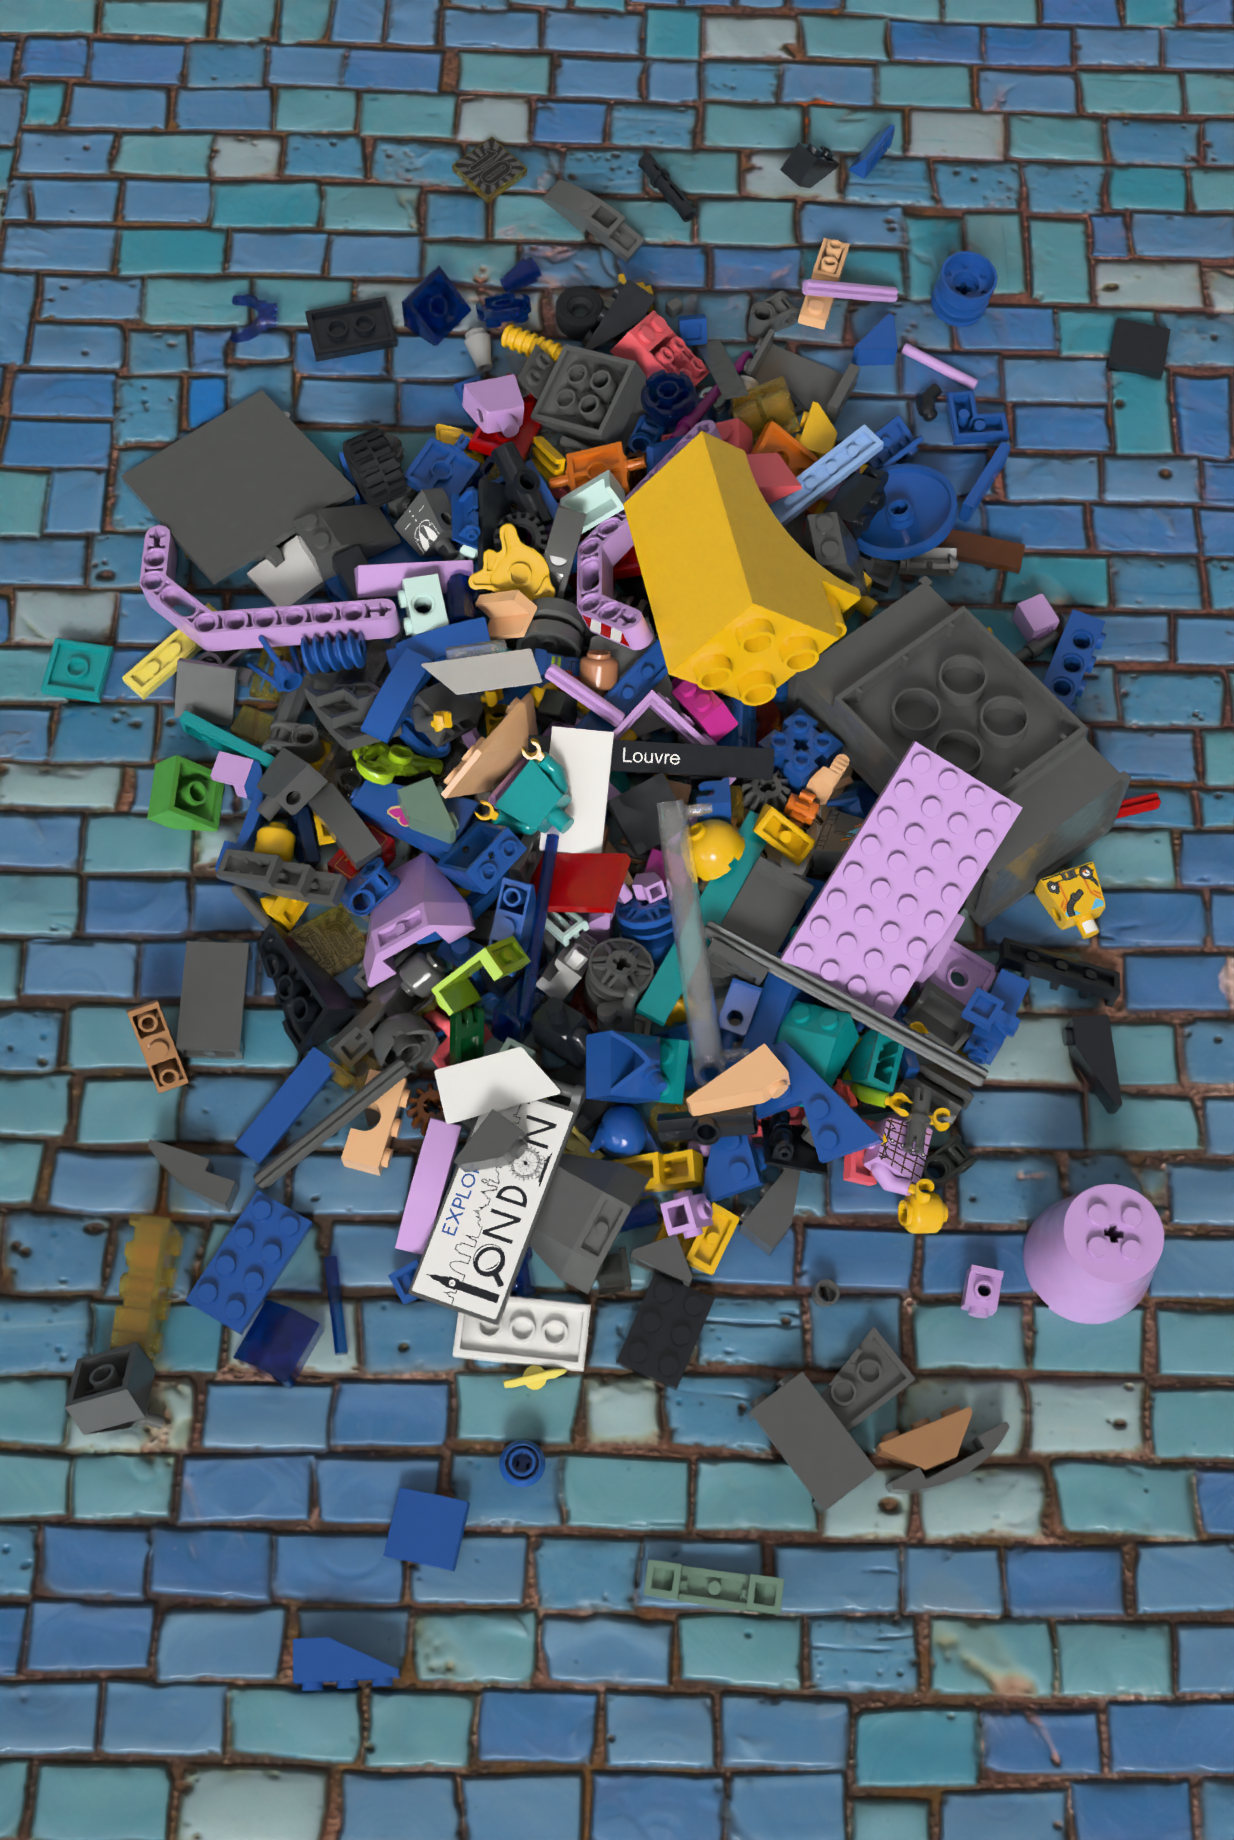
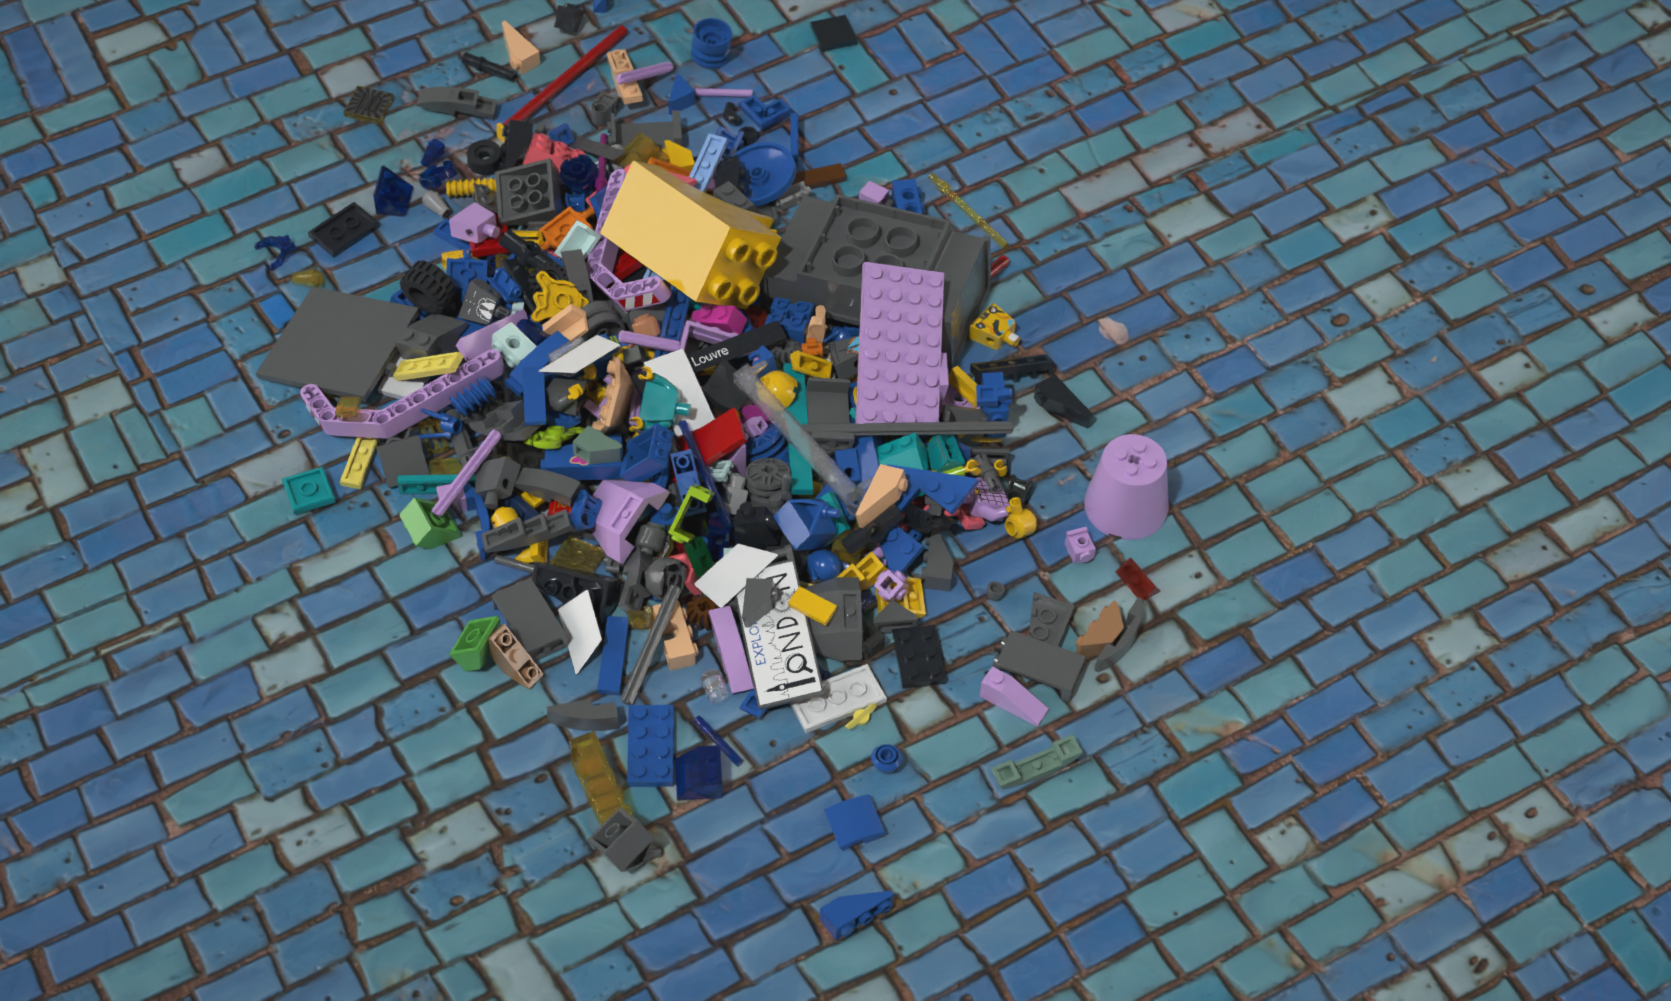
camera: 30 degrees left, 15 degrees down
(122, 993) = (473, 645): none -> bright green slope
(177, 585) = (348, 407): none -> clear yellow tile
(258, 755) = (466, 473): none -> lavender axle
(265, 376) = (308, 278): none -> clear yellow cone
(267, 1047) = (581, 629): none -> white sticker
(309, 579) = (428, 366): none -> light yellow tile
(378, 1225) = (714, 686): none -> clear brick
(556, 1194) = (812, 606): none -> yellow tile
(717, 185) = (521, 52): none -> light nougat slope
(747, 1469) = (1012, 696): none -> lavender slope
(753, 248) = (569, 75): none -> red axle
(932, 445) = (749, 135): none -> black tile
(973, 965) = (963, 384): none -> yellow tile
(1029, 1385) = (1137, 580): none -> clear red slope
(1141, 651) = (944, 188): none -> clear yellow bar

